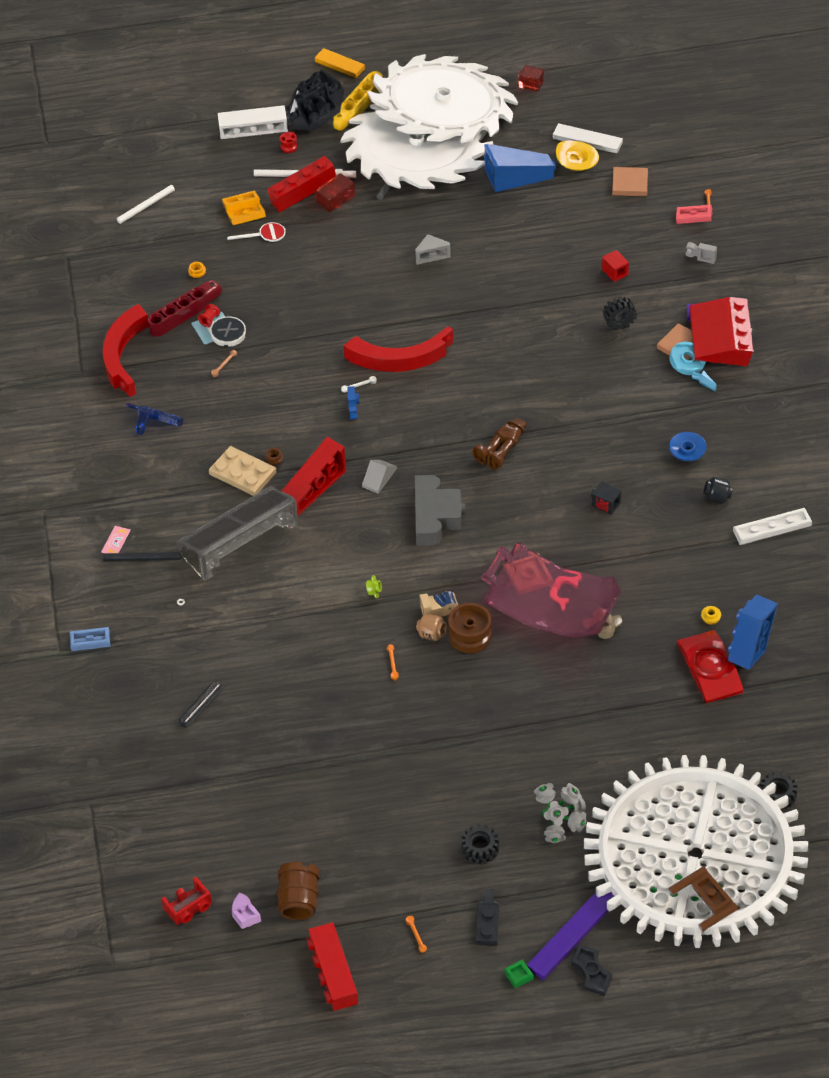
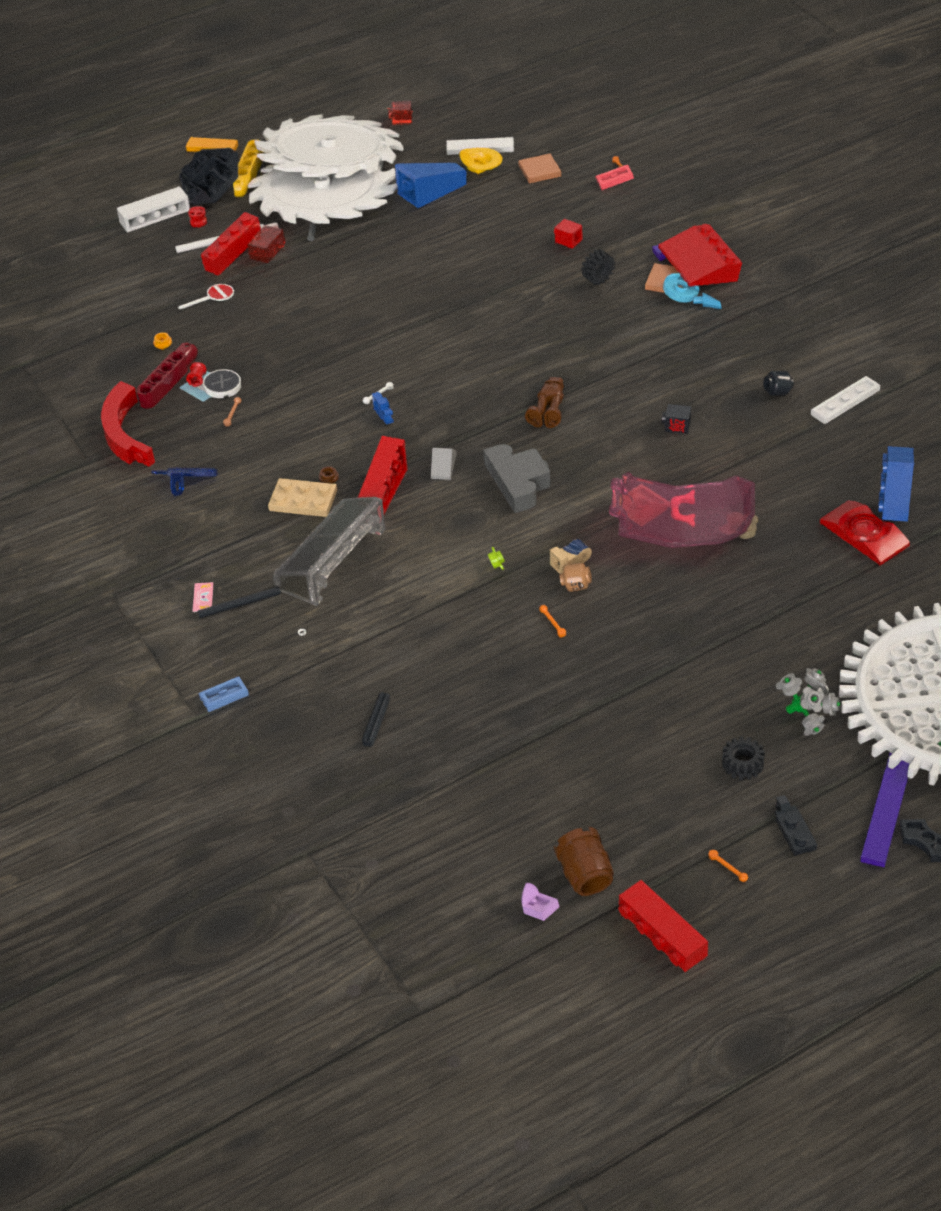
camera: 20 degrees left, 5 degrees down
(145, 204) = (79, 302): white bar -> none
(188, 903) = (470, 914): red window -> none
(243, 207) = (181, 279): light orange slope -> none
(398, 359) = (403, 361): red arch -> none
(432, 249) = (388, 264): light grey slope -> none
(470, 628) = (616, 565): reddish brown wheel -> none
(518, 974) = (856, 869): green tile -> none
(687, 446) = (727, 356): blue dish -> none
(704, 252) = (643, 203): light grey plate -> none
(711, 619) = (838, 488): yellow plate -> none

